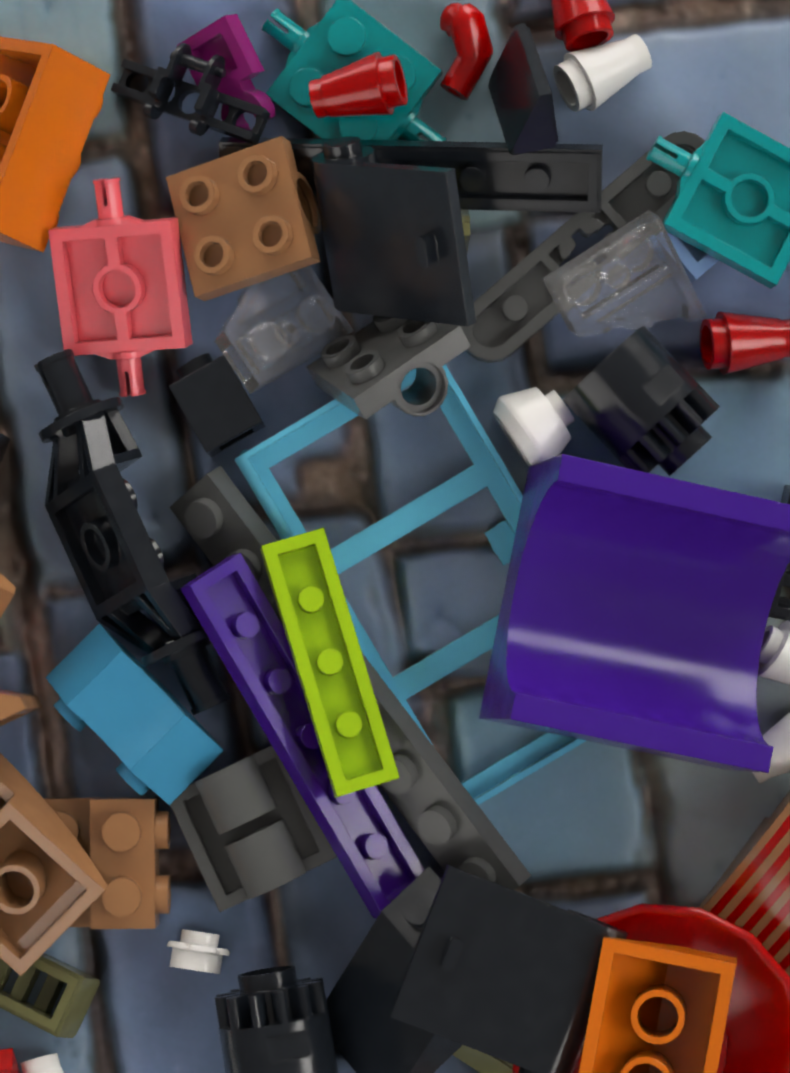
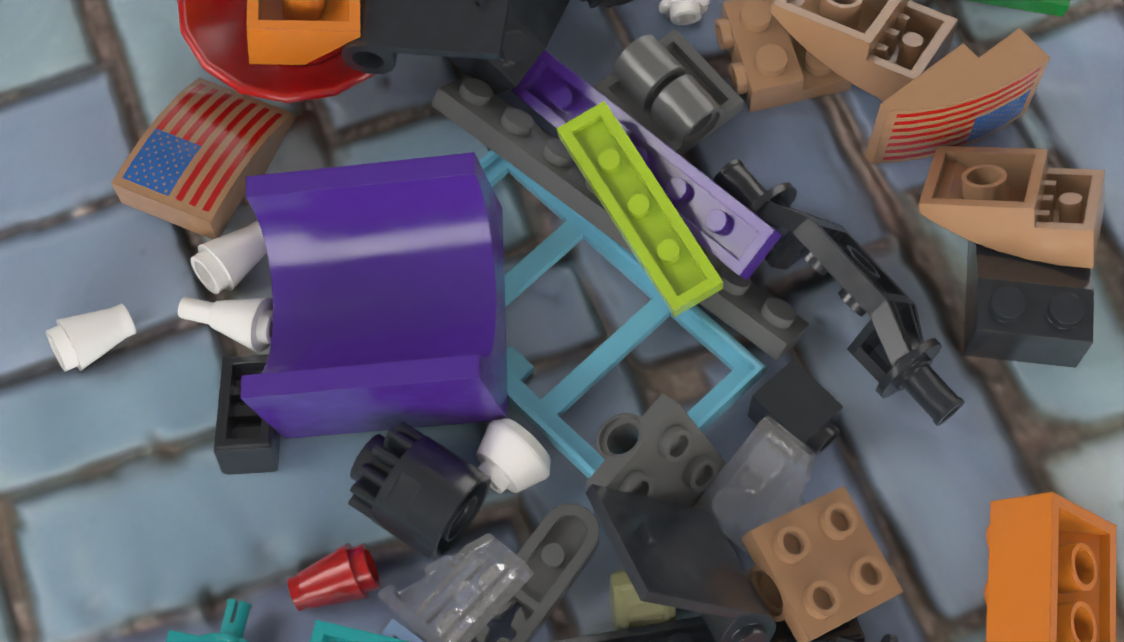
camera: 165 degrees right, 20 degrees down
(120, 286) = (912, 488): coral plate -> none
(133, 714) = (787, 147): dark azure brick -> none

